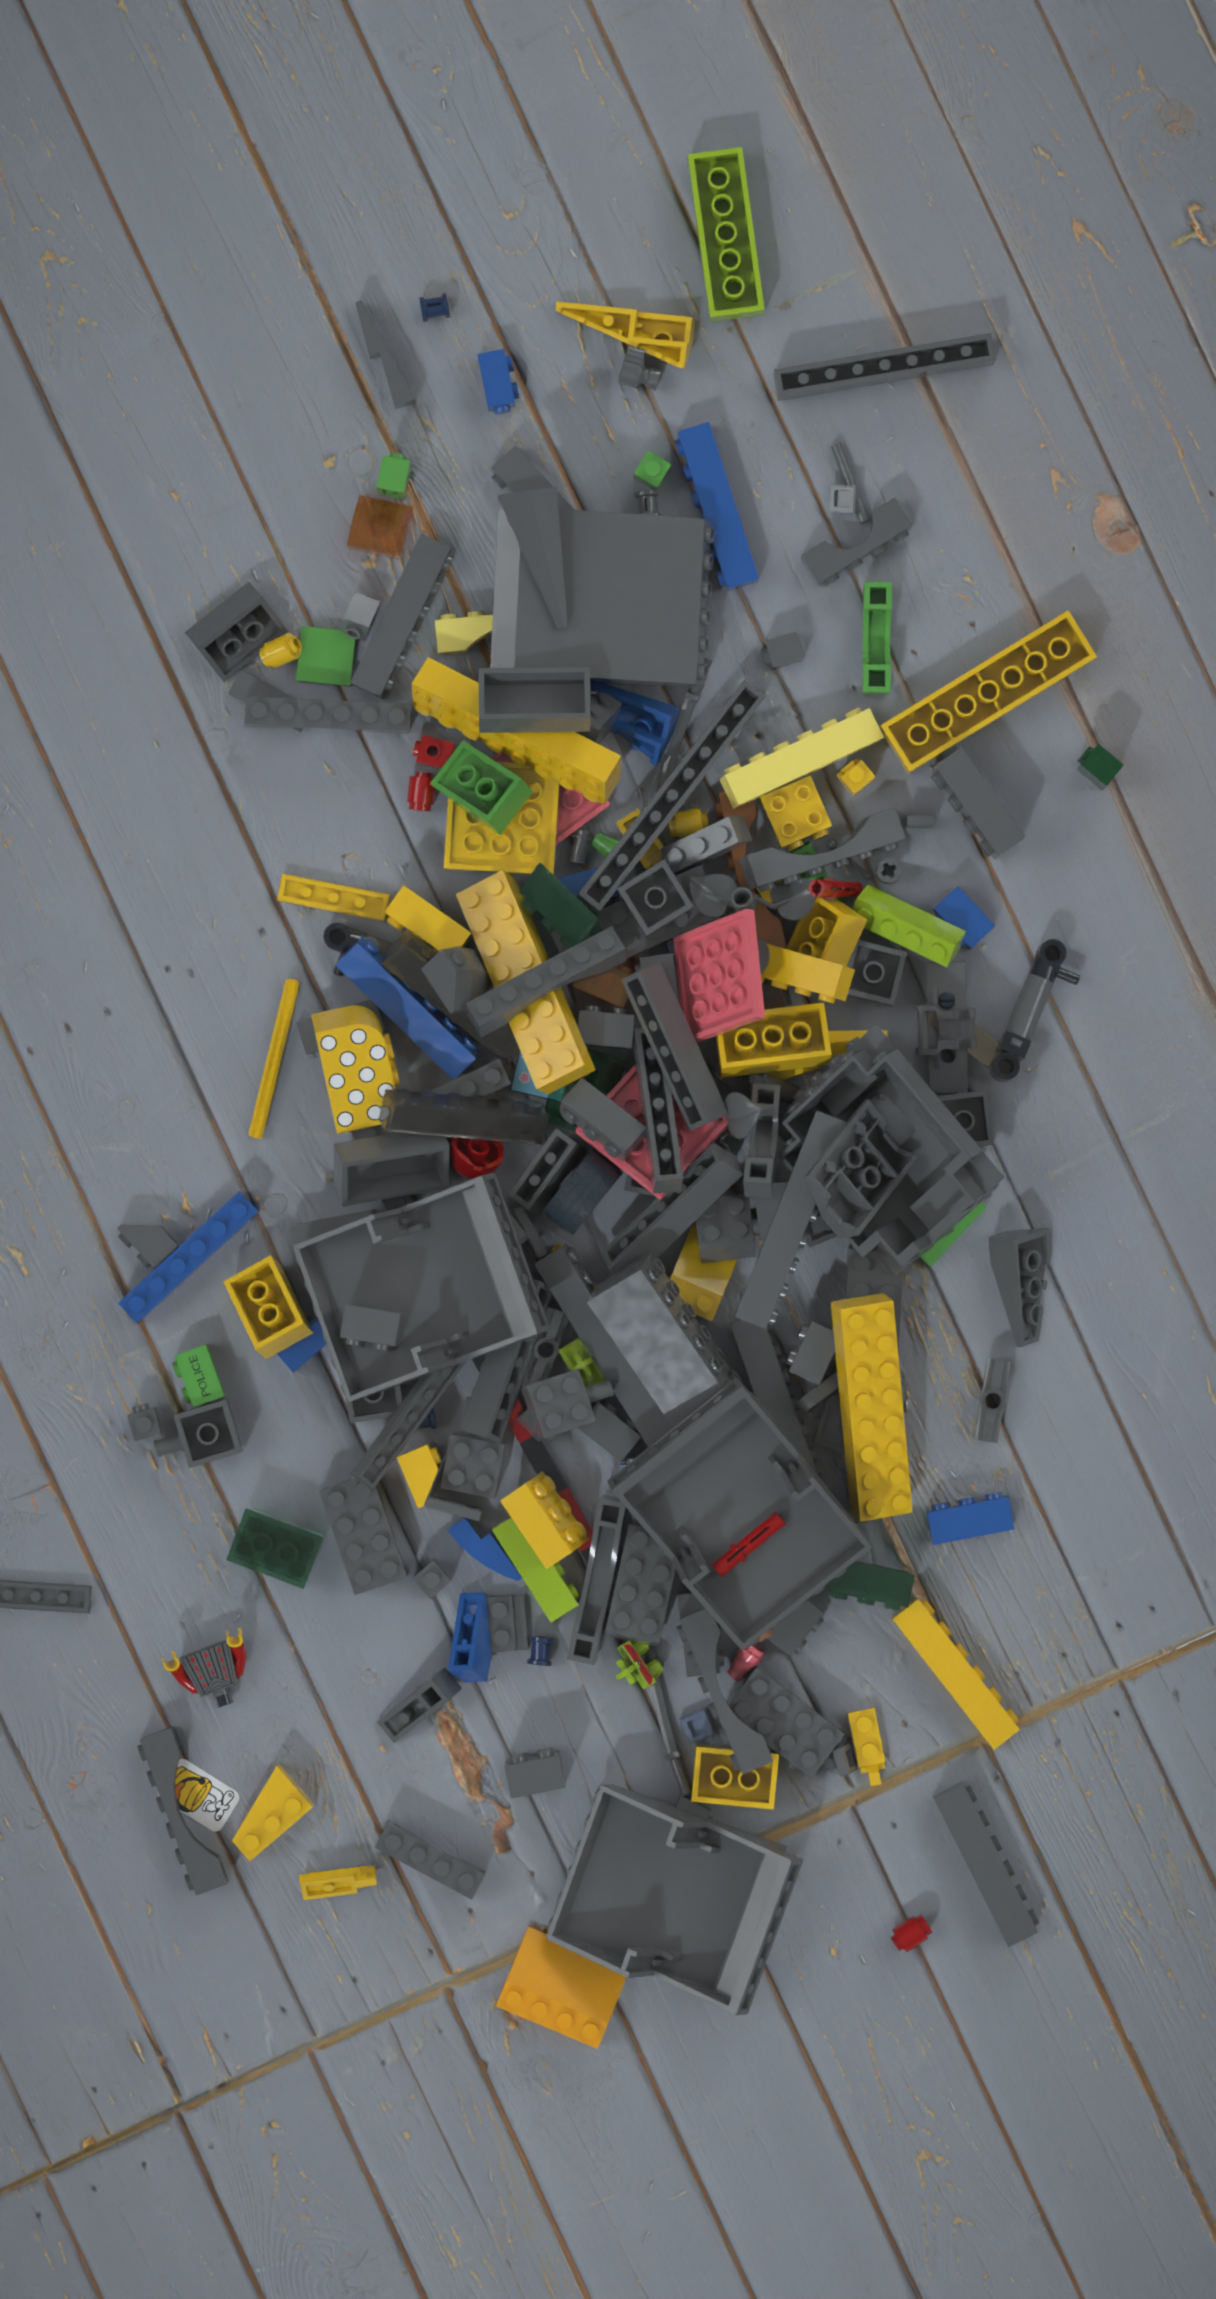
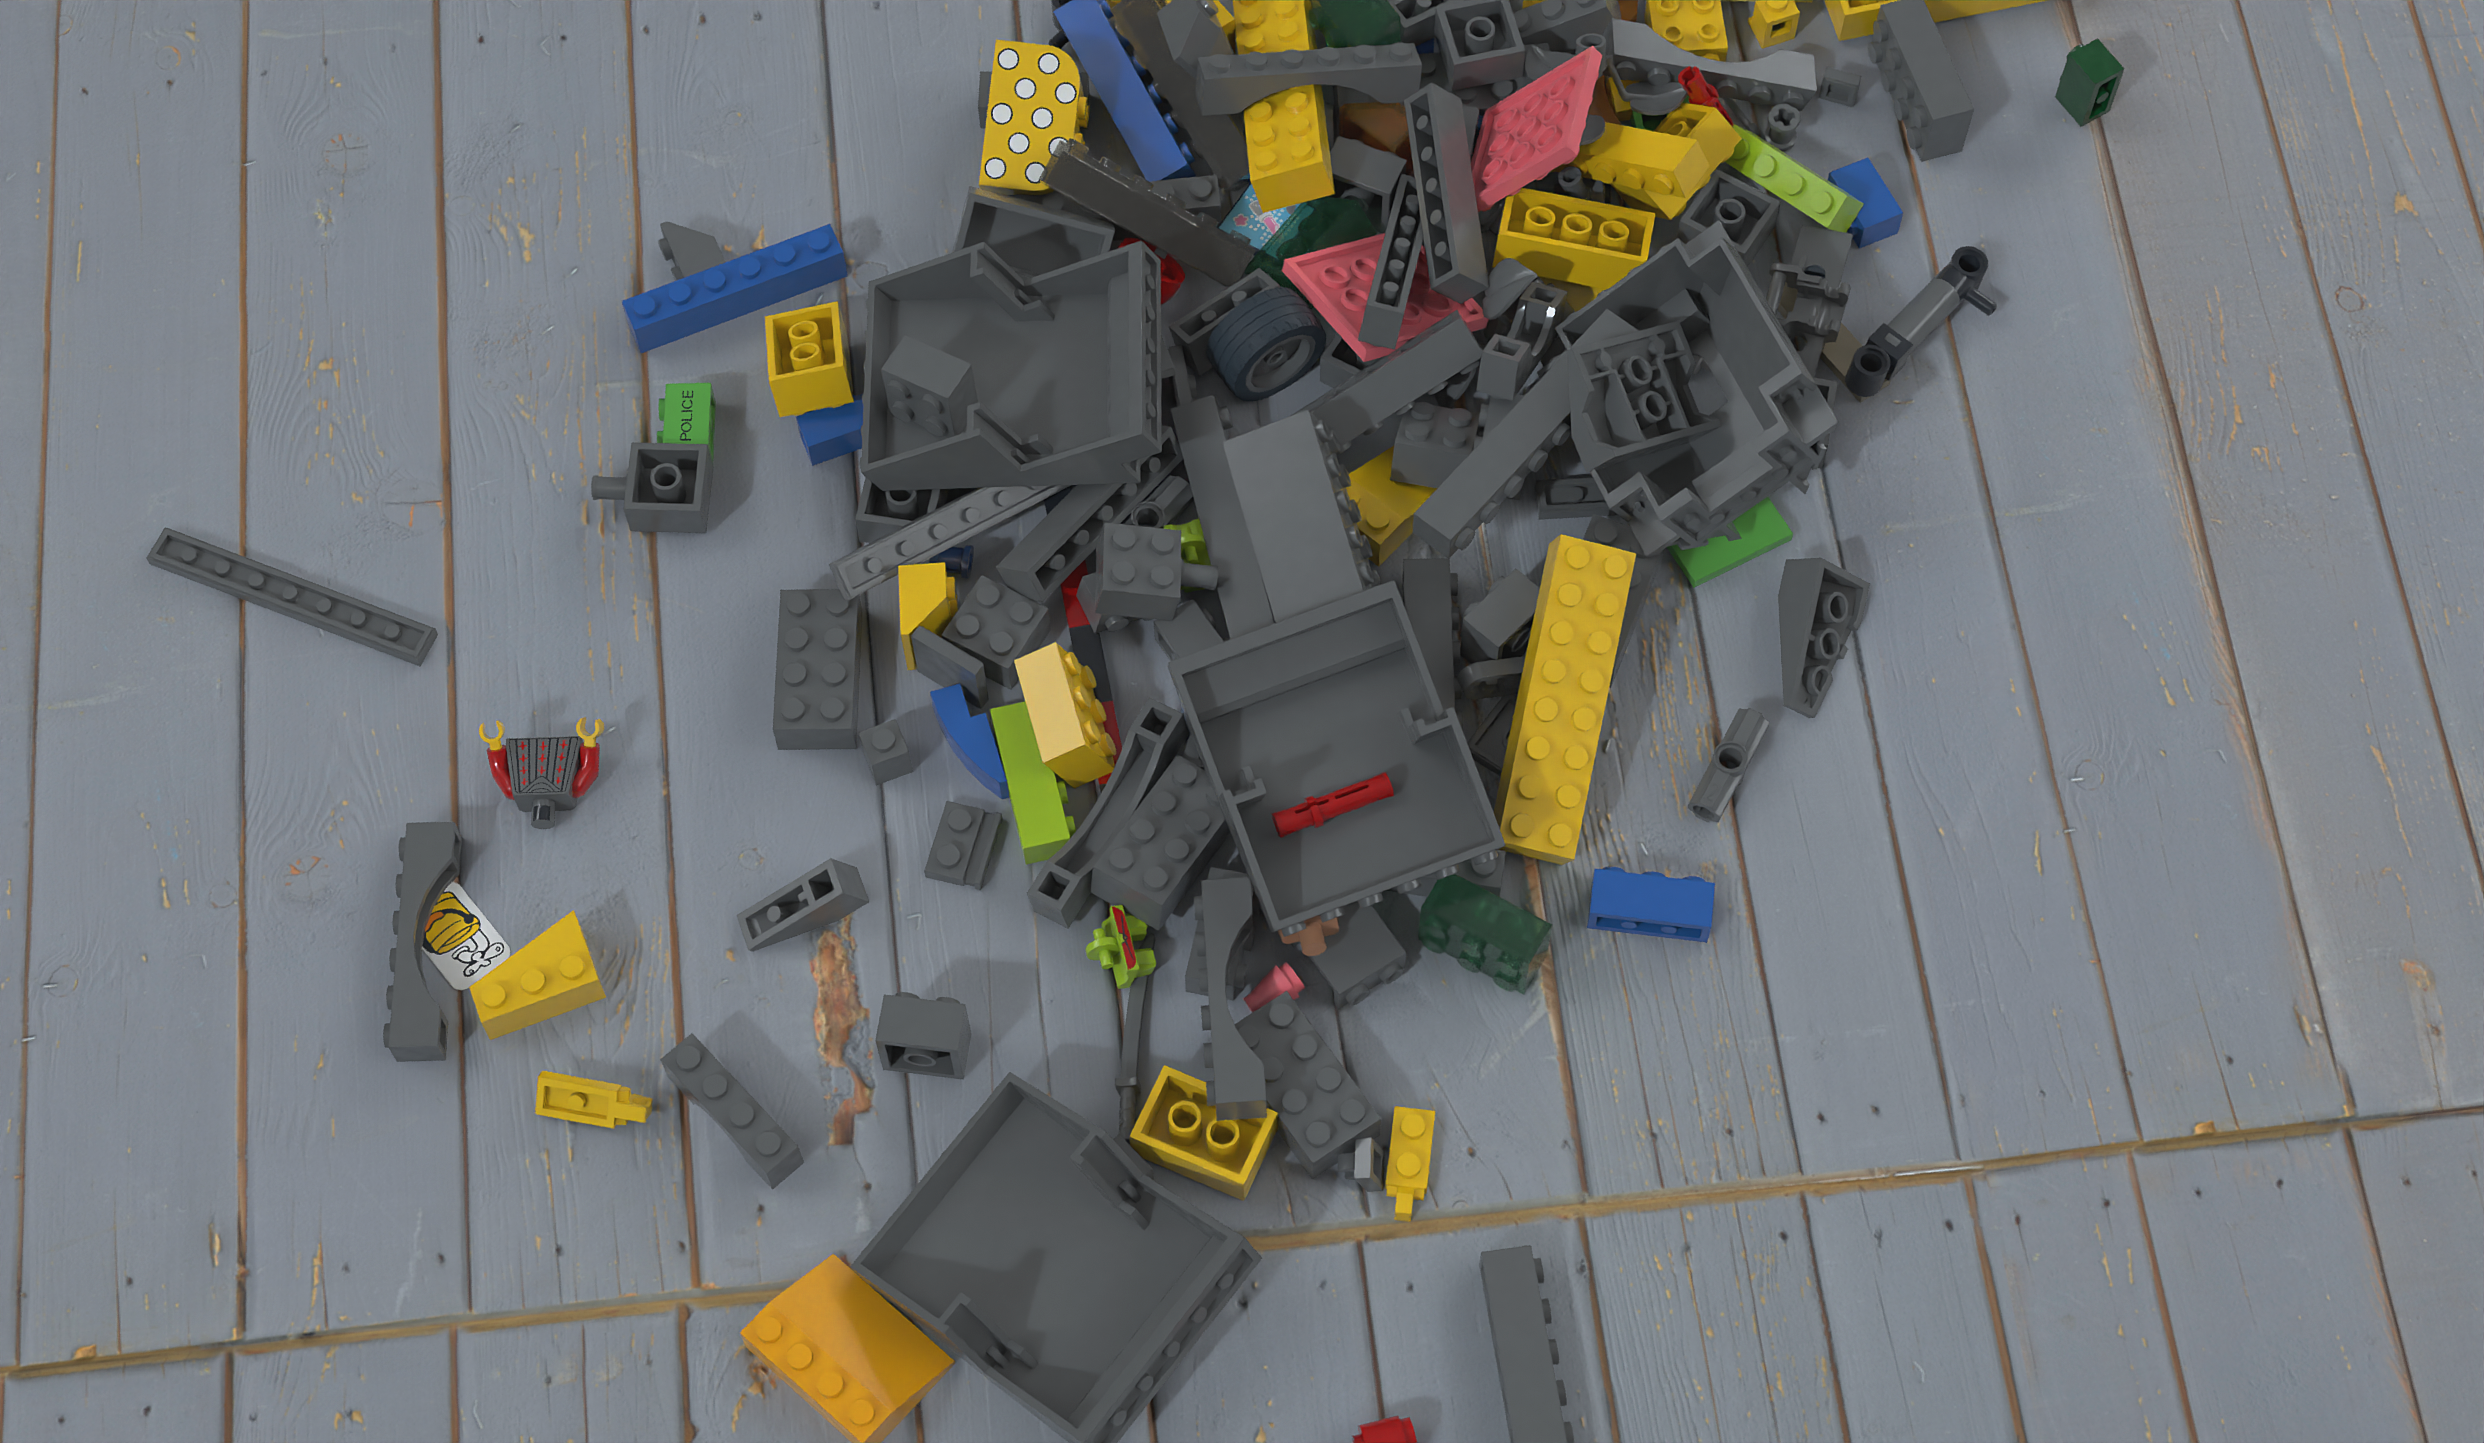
camera: 20 degrees right, 25 degrees down
(144, 1422) = (592, 454): dark grey brick -> none
(274, 1058) = (934, 118): yellow axle -> none
(275, 1547) = (694, 647): clear green brick -> none
(471, 1639) = (905, 846): blue slope -> none
(540, 1650) = (995, 889): dark blue bush -> none
(602, 1120) = (1323, 252): dark grey brick -> none
(697, 1726) = (1177, 1054): sand blue tile -> none
(955, 1673) = (1568, 1100): yellow brick -> none

